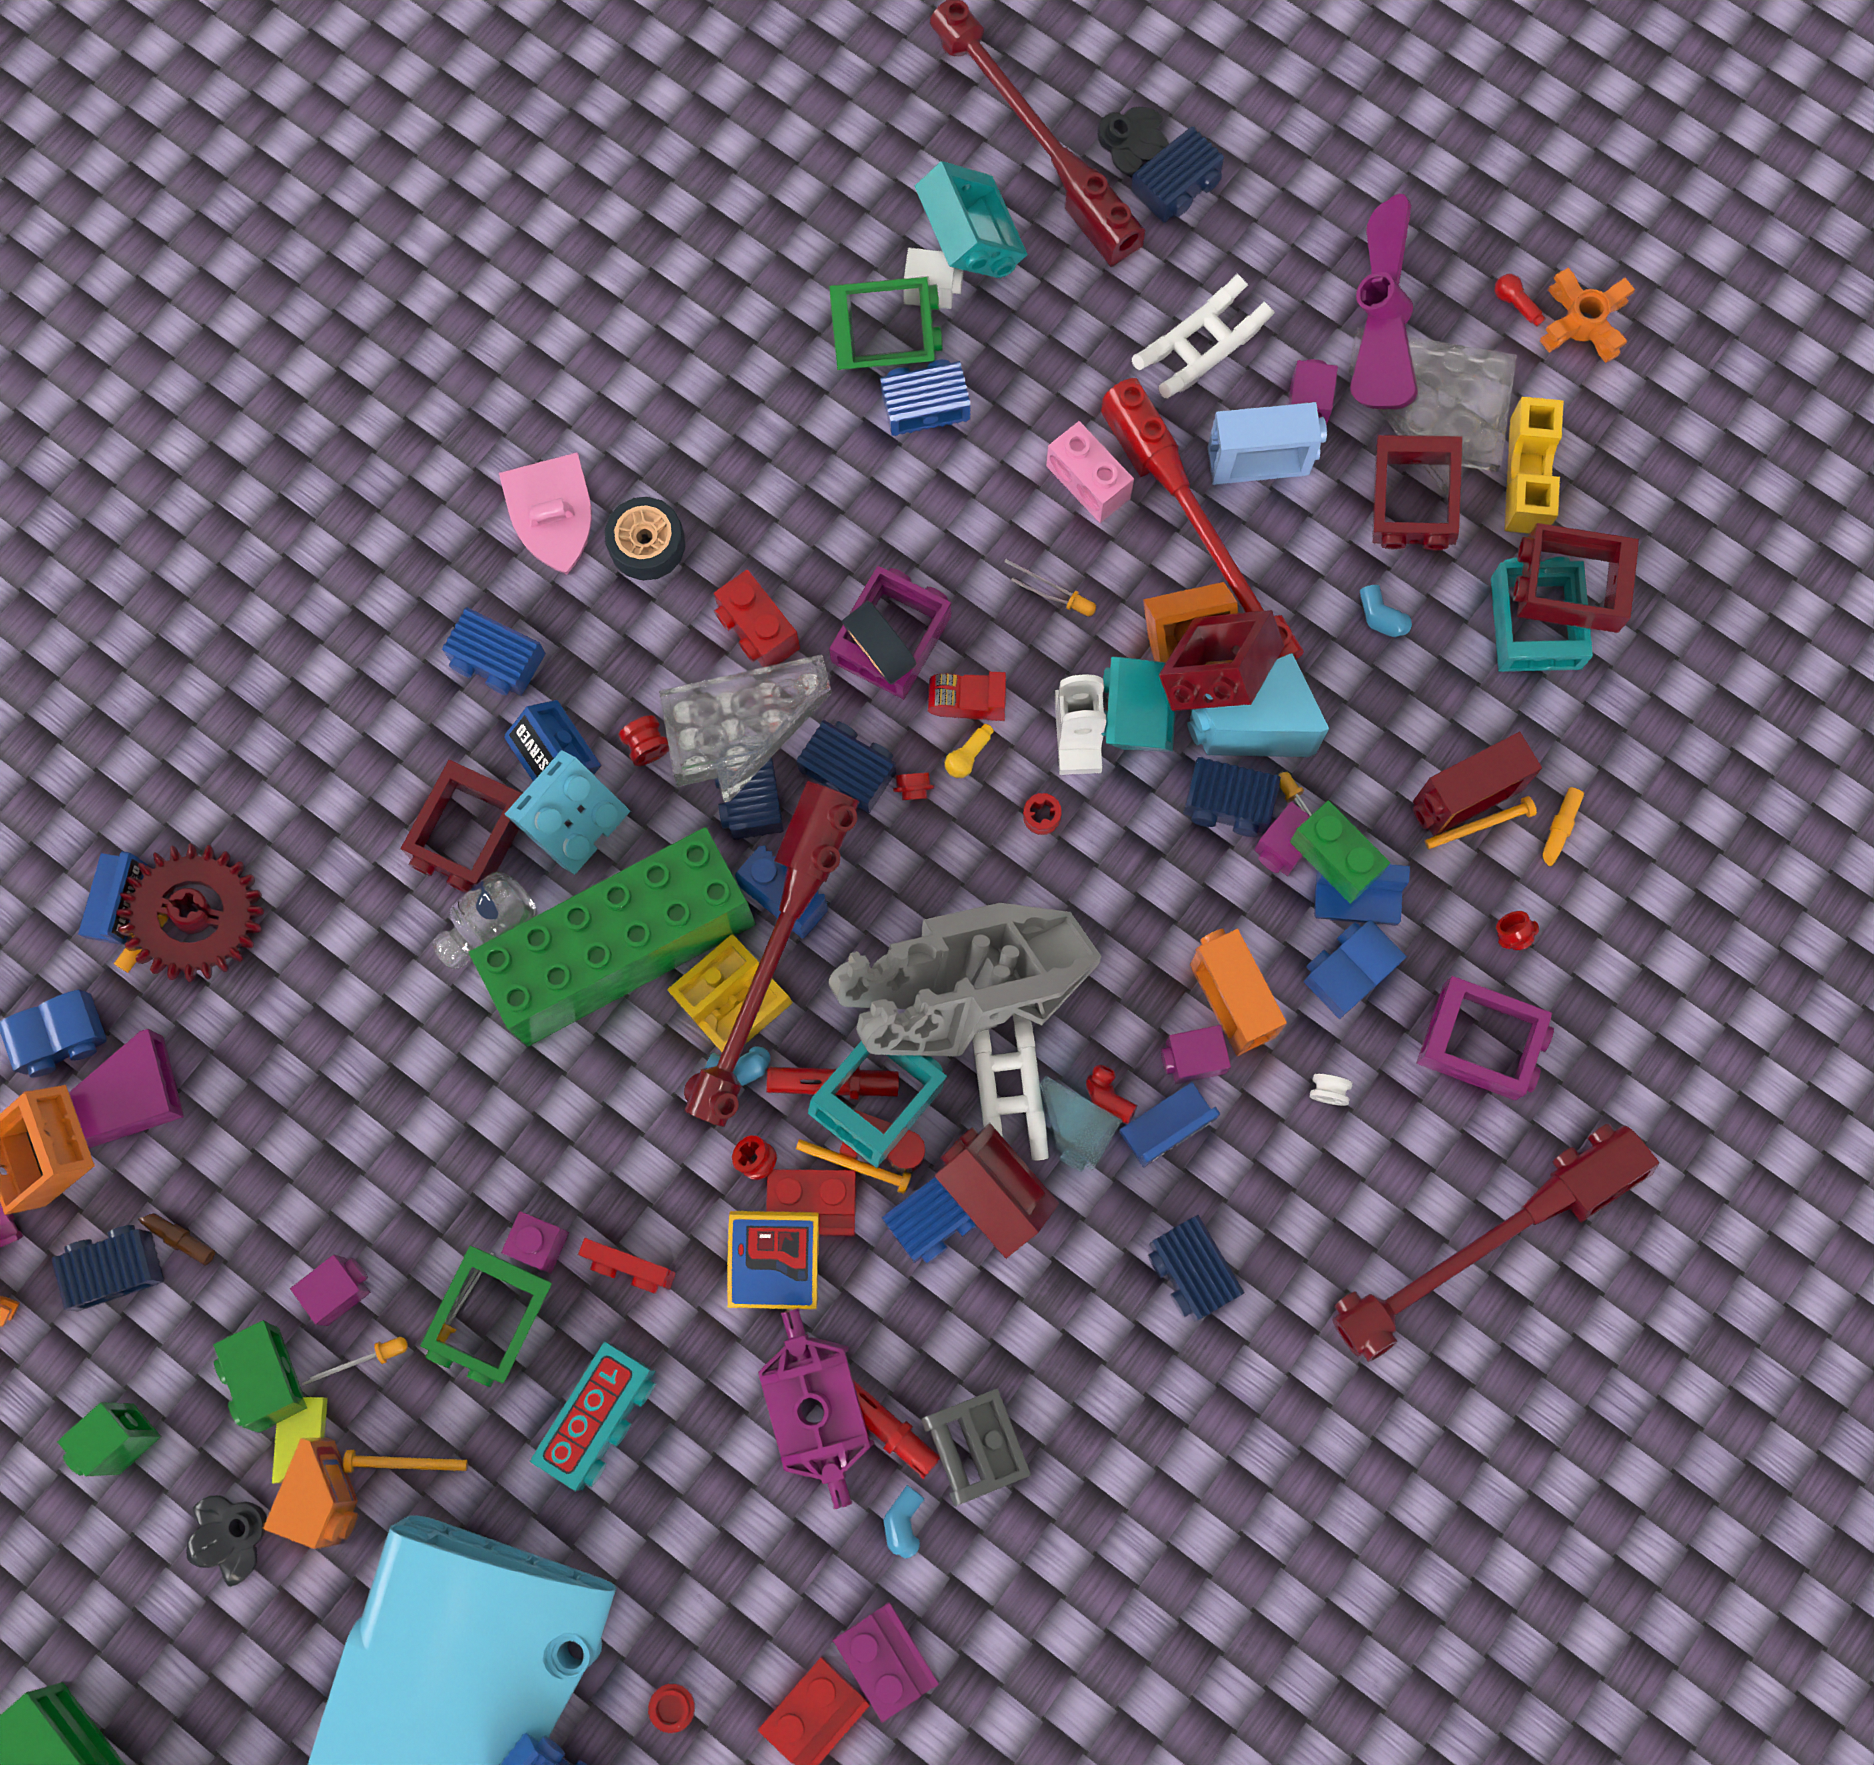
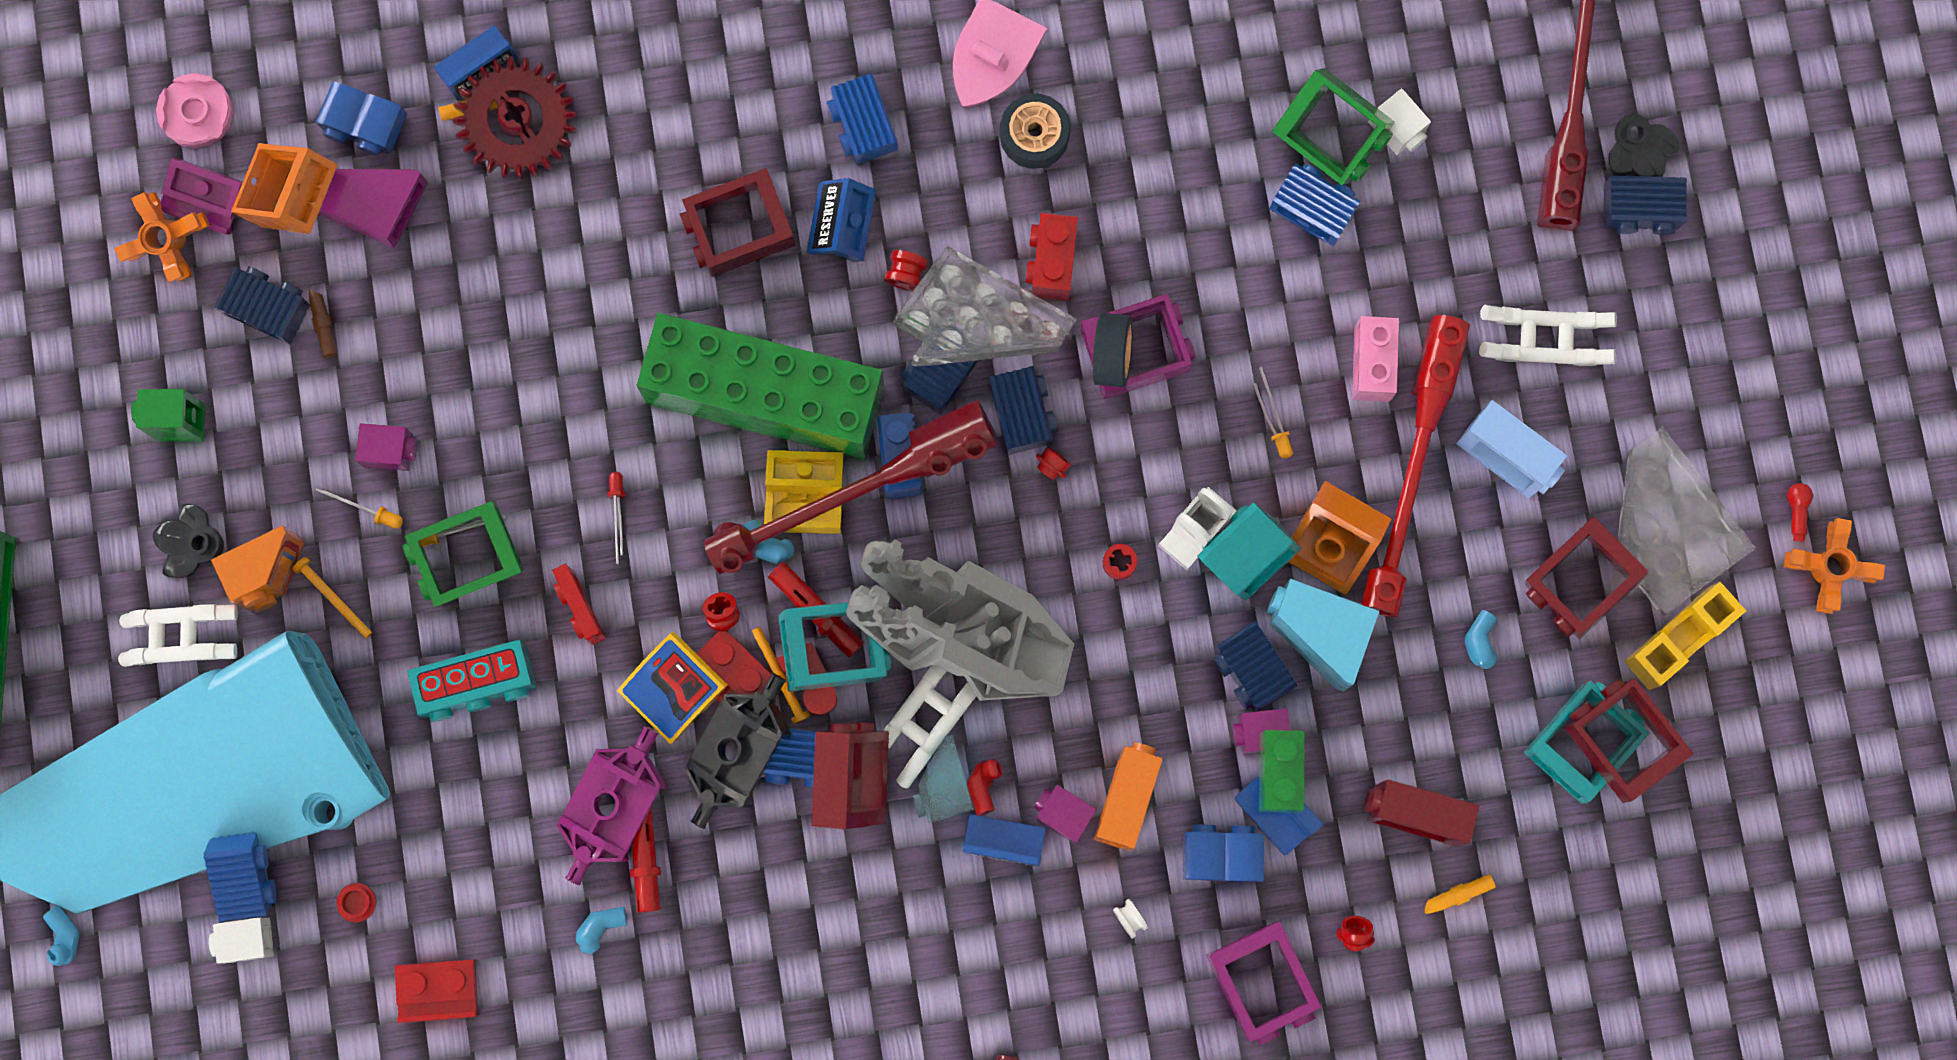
camera: 40 degrees right, 5 degrees up
(258, 1377) = (293, 461): green brick -> none
(305, 1424) = (292, 511): neon yellow tile -> none
(313, 1626) = (188, 648): none -> white piece
(481, 915) = (694, 295): clear piece -> none
(535, 1242) = (535, 536): magenta brick -> none
(555, 799) = (807, 259): medium azure piece -> none
(570, 1142) = (616, 492): none -> piece
(884, 1225) = (757, 730): none -> black plate
(885, 1662) = (510, 1000): magenta plate -> none
(960, 761) = (1099, 477): yellow piece -> none
(968, 696) = (1146, 437): red leg -> none
(970, 220) = (1490, 95): teal window -> none
(989, 1442) = (698, 931): dark grey plate -> none
(1194, 1268) = (930, 947): dark blue brick -> none
(1245, 638) = (1359, 573): dark red window -> none
(1292, 790) = (1300, 700): light orange piece -> none
(1314, 382) = (1585, 443): magenta brick -> none
(1384, 363) = (1653, 470): magenta piece -> none
(1526, 807) = (1447, 860): light orange piece -> none

